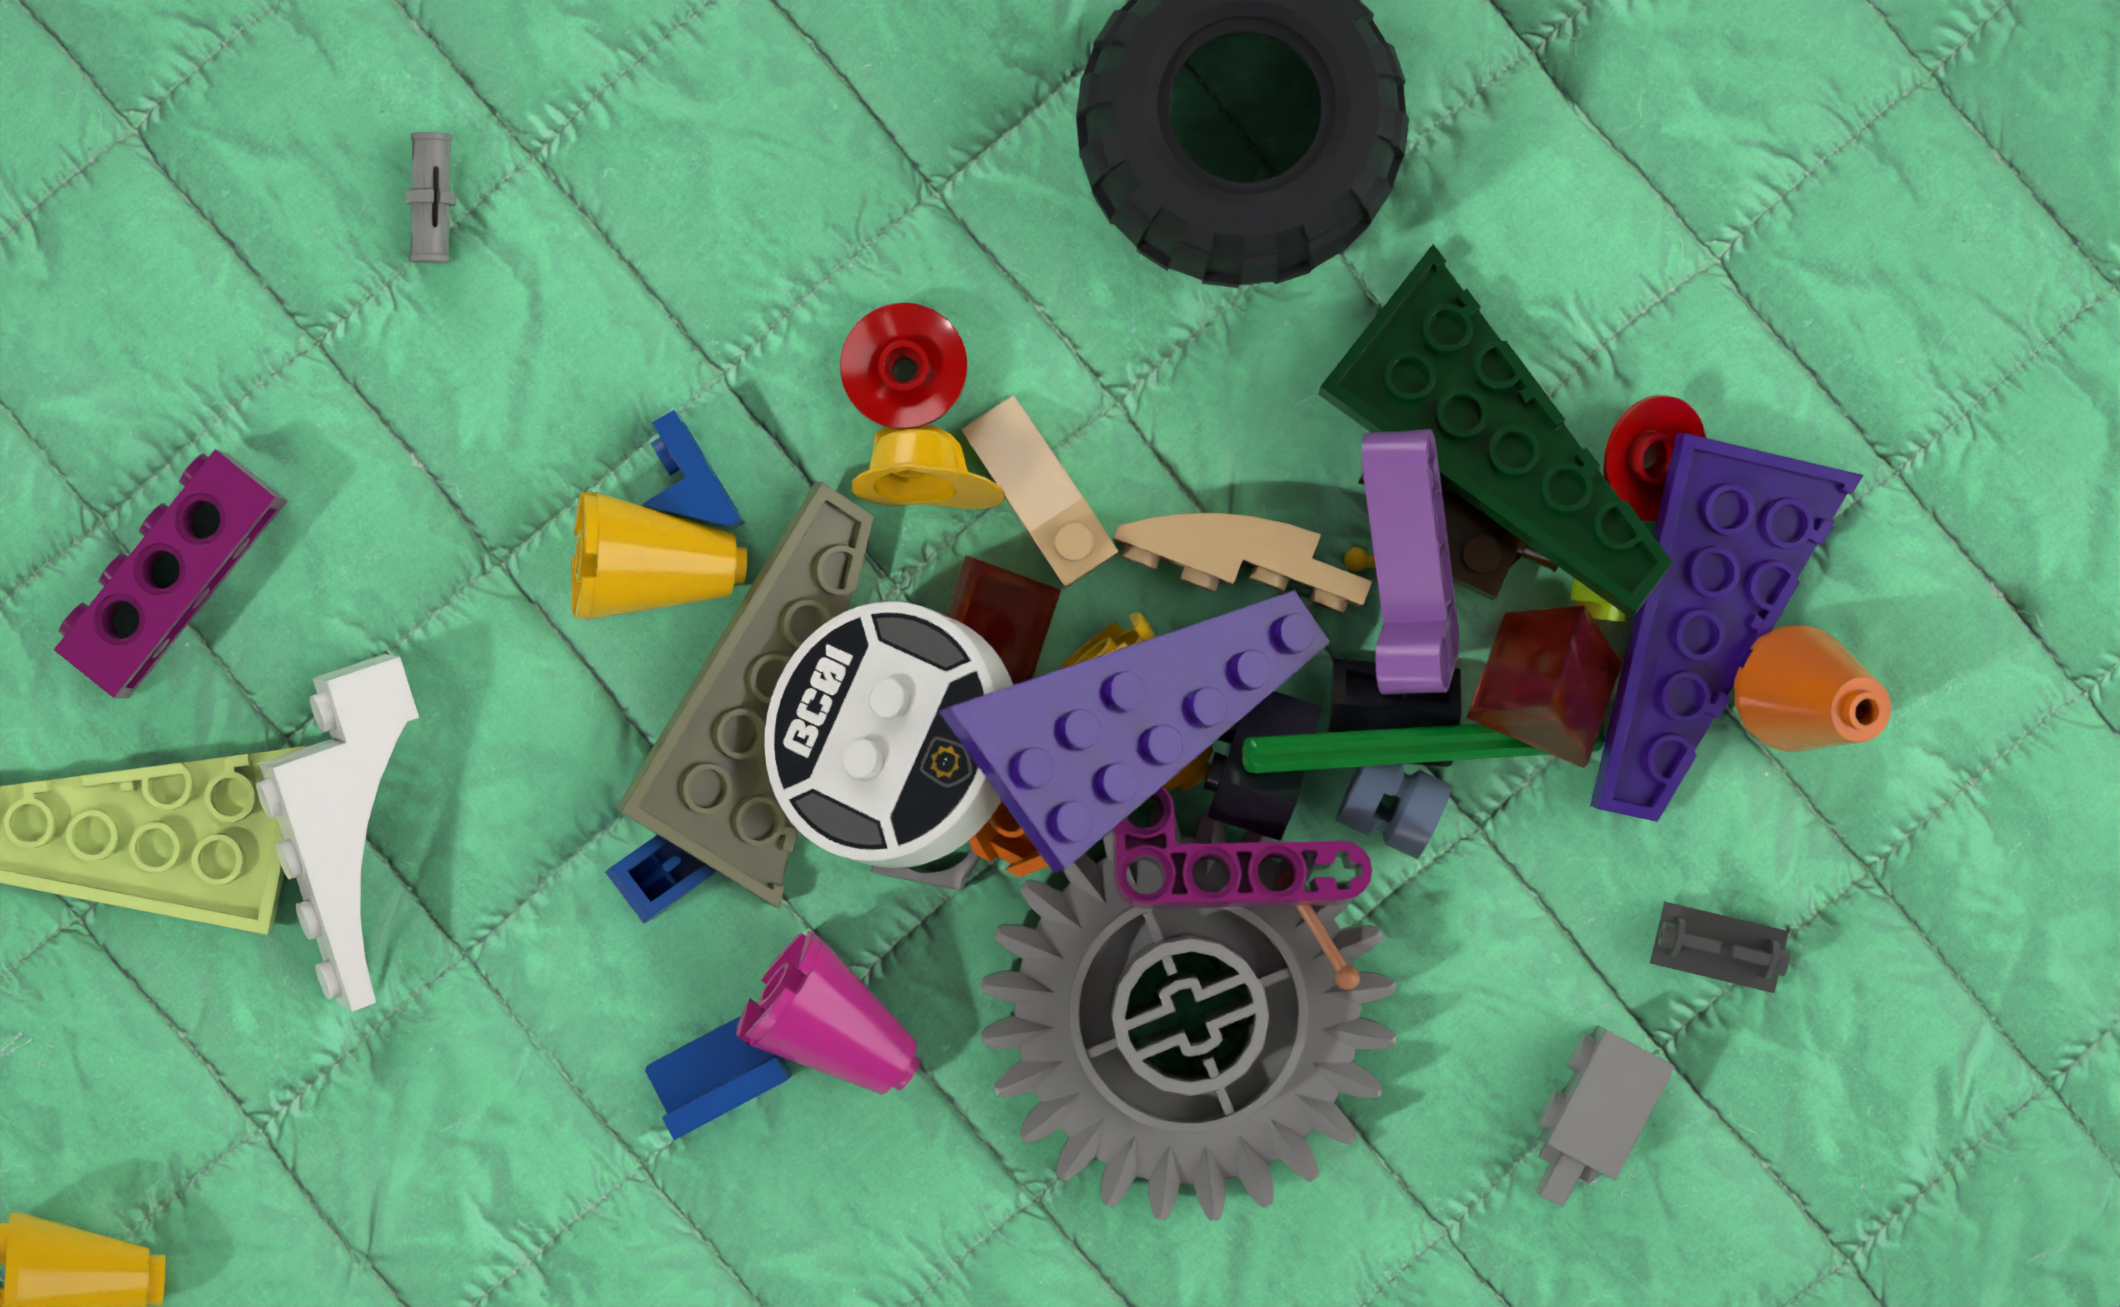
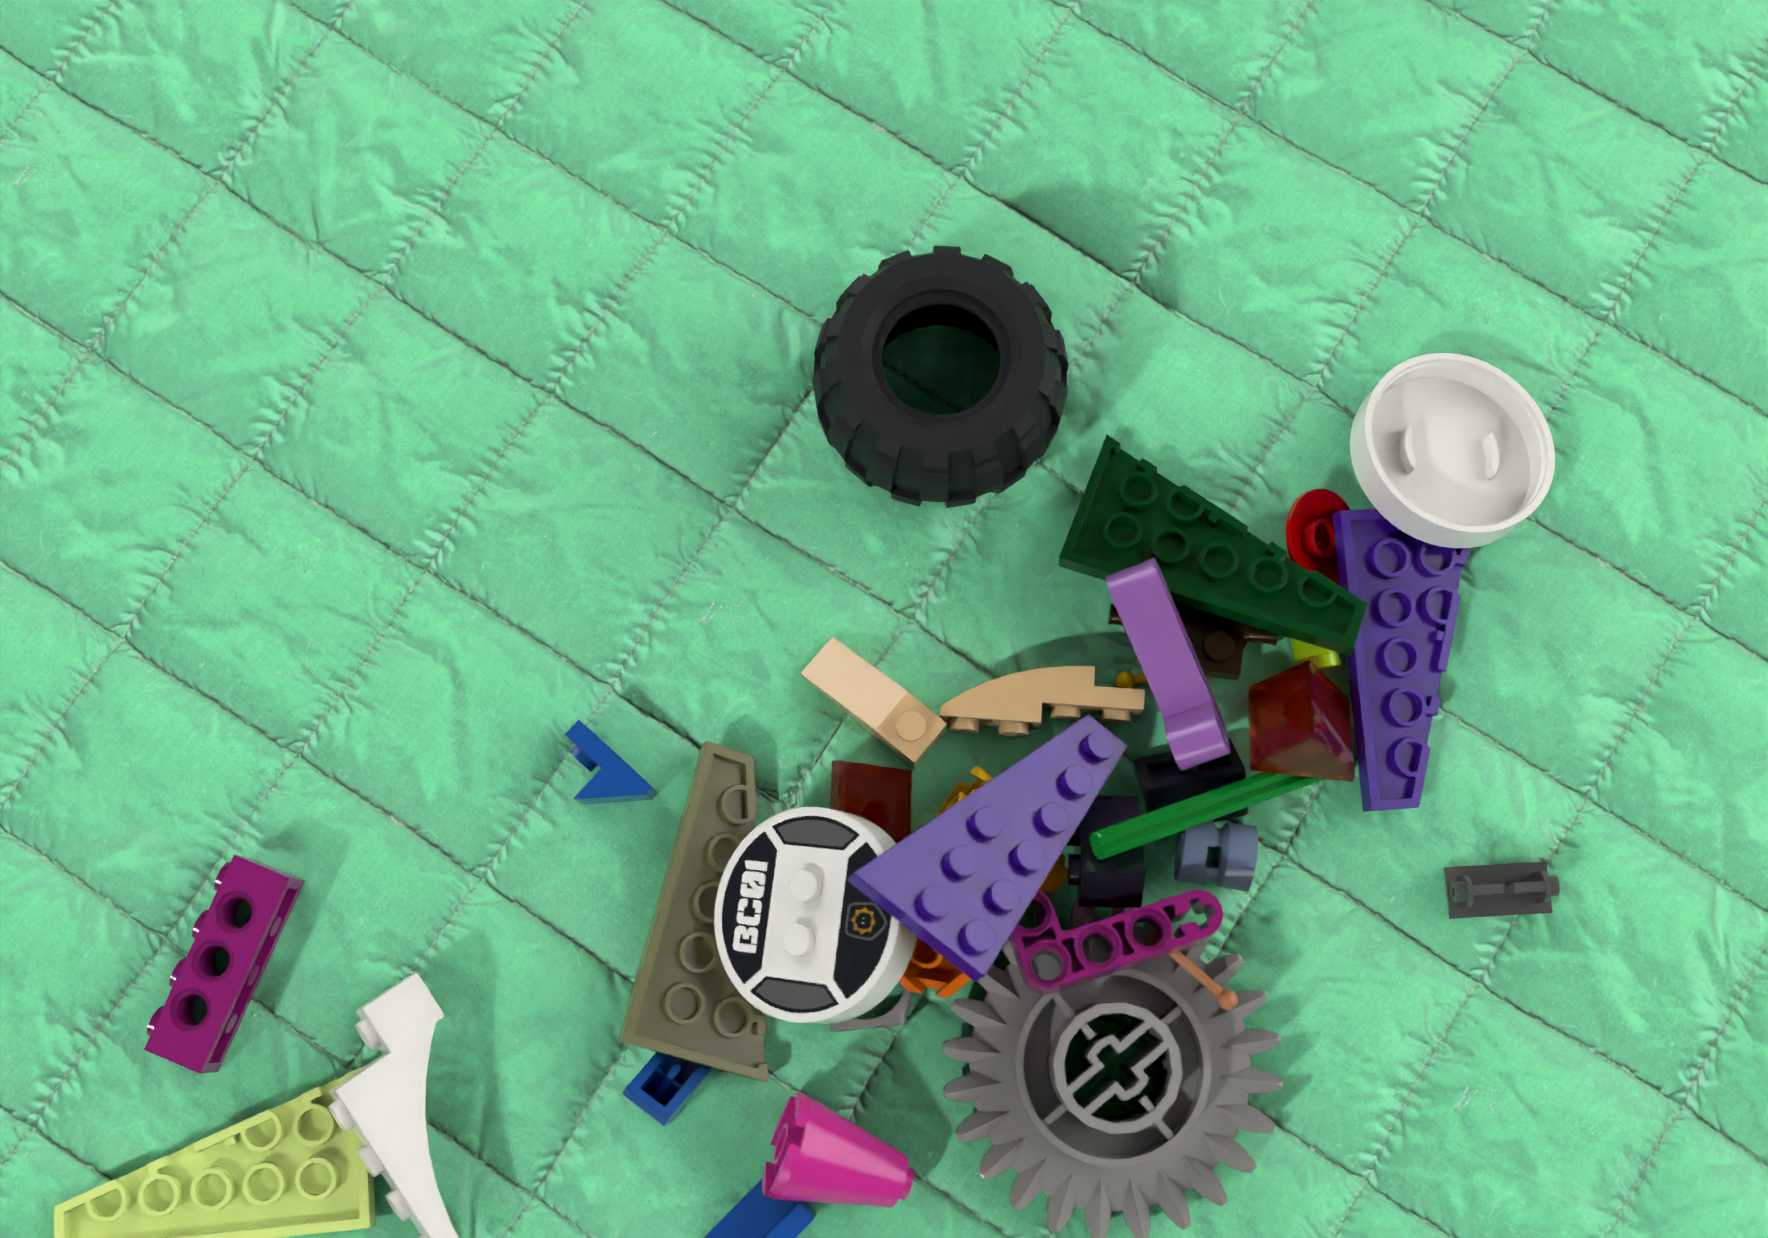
camera: 10 degrees left, 10 degrees down
(430, 197) = (355, 620): light grey pin -> none
(647, 559) = (590, 839): yellow cone -> none
(896, 335) = (740, 615): red dish -> none
(925, 469) = (782, 710): yellow piece -> none
(1599, 1112) = (1453, 1047): light grey hinge -> none
(1808, 692) = (1502, 673): orange cone -> none
(1852, 397) = (1452, 450): none -> white piece

